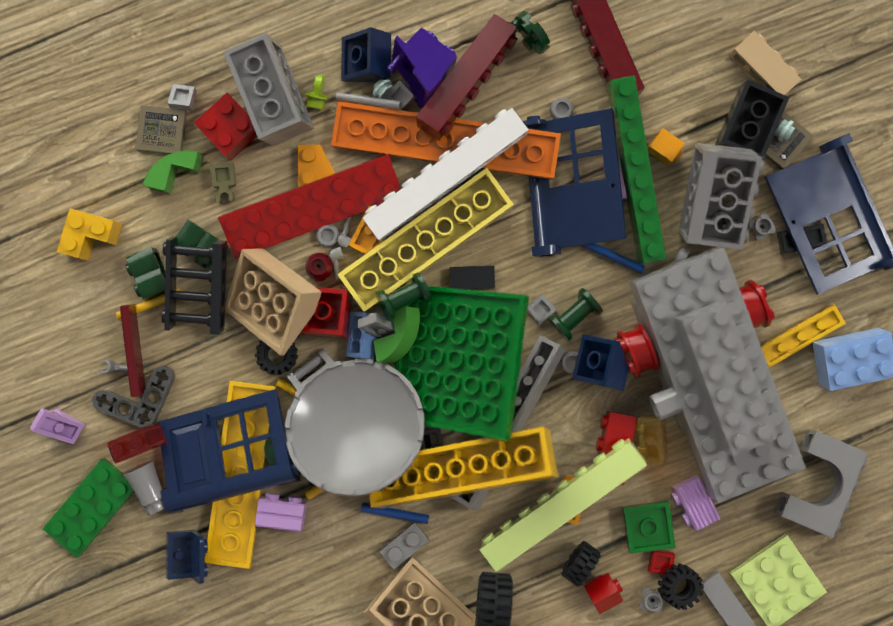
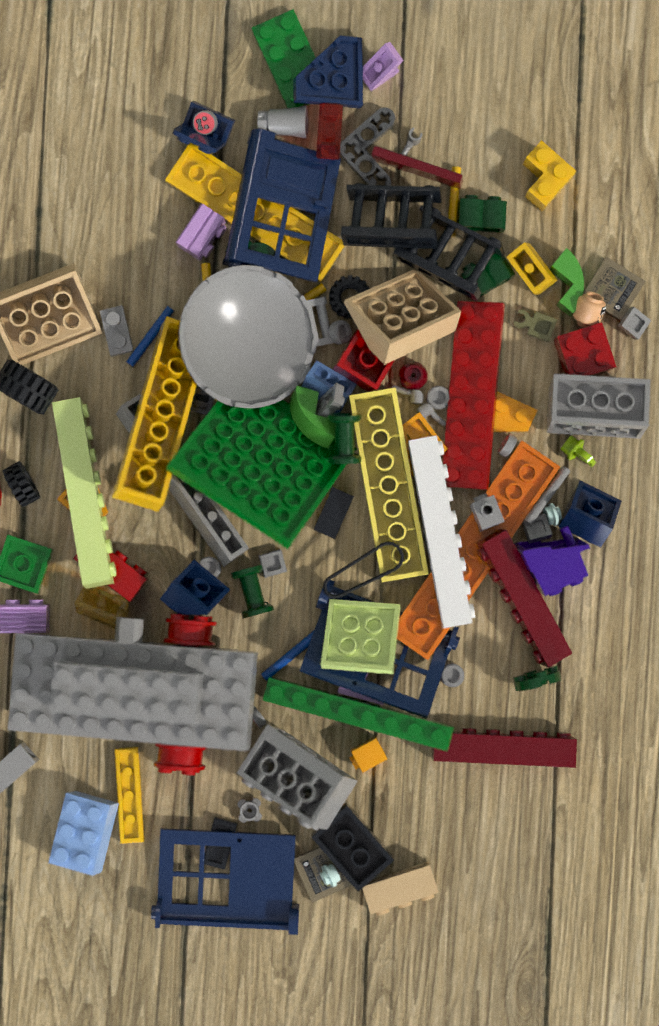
camera: 110 degrees right, 0 degrees up
(85, 464) = (333, 76): none -> dark blue plate
(175, 207) = (531, 268): none -> yellow brick
(180, 558) = (205, 122): none -> tile
(188, 139) = (589, 309): none -> light nougat head
(203, 337) = (391, 237): none -> black fence
(311, 347) = (340, 332): none -> light grey tile
(340, 155) = (507, 445): none -> light grey tile
(408, 143) = (486, 512): none -> light grey brick
(518, 216) = (368, 581): none -> black piece
(570, 199) = (360, 636): none -> yellowish green plate

